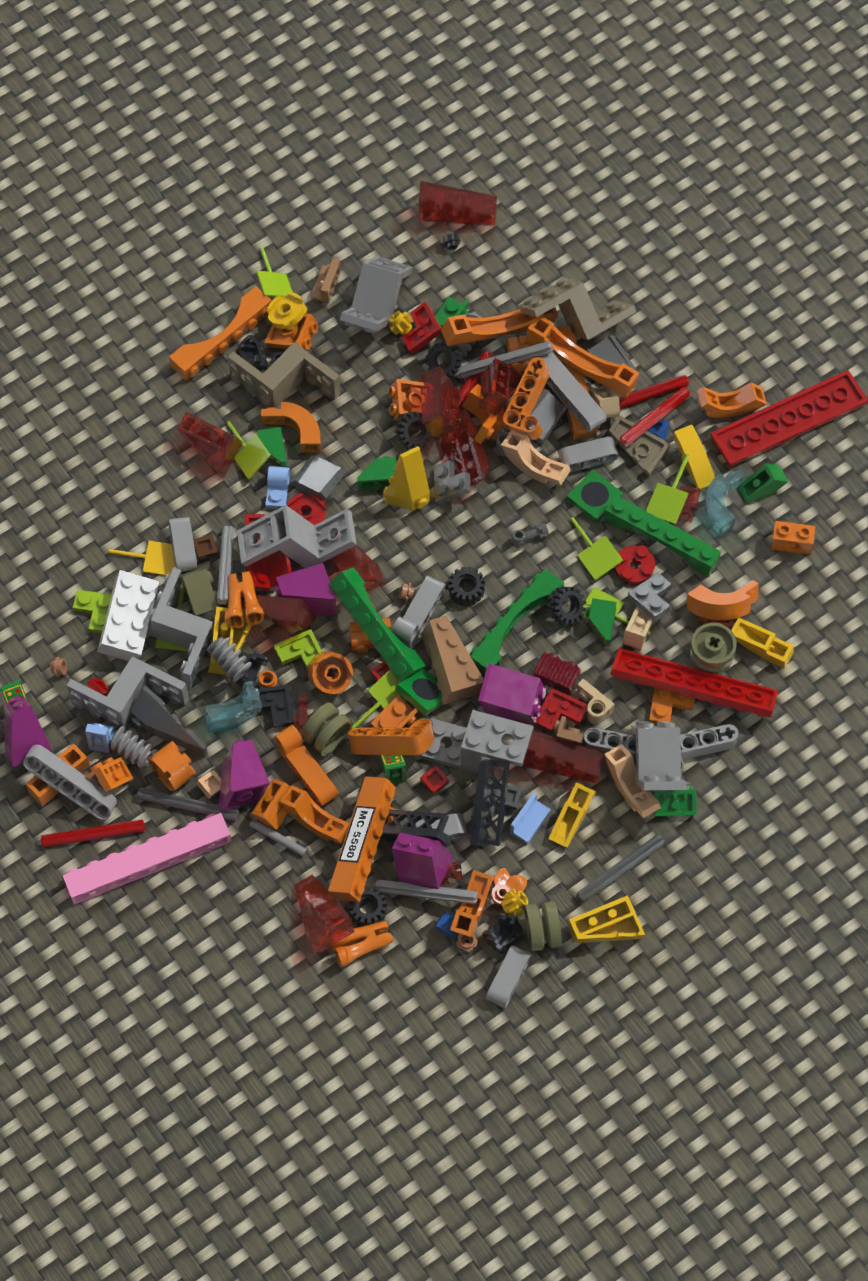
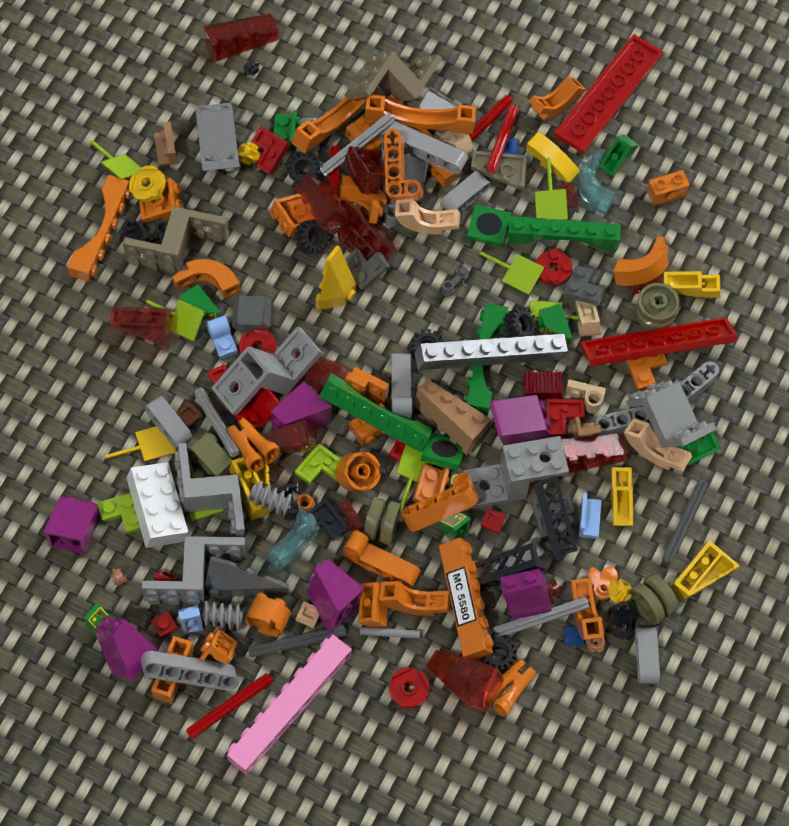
camera: 30 degrees left, 0 degrees up
(42, 598) = (72, 524): none -> magenta slope
(75, 731) = (164, 625): none -> red plate
(274, 906) = (411, 677): none -> red plate
(377, 474) = (303, 287): green slope -> none
(383, 596) = (368, 386): none -> orange plate
(406, 592) = (380, 373): nougat plate -> none
(520, 617) = (490, 351): none -> brick

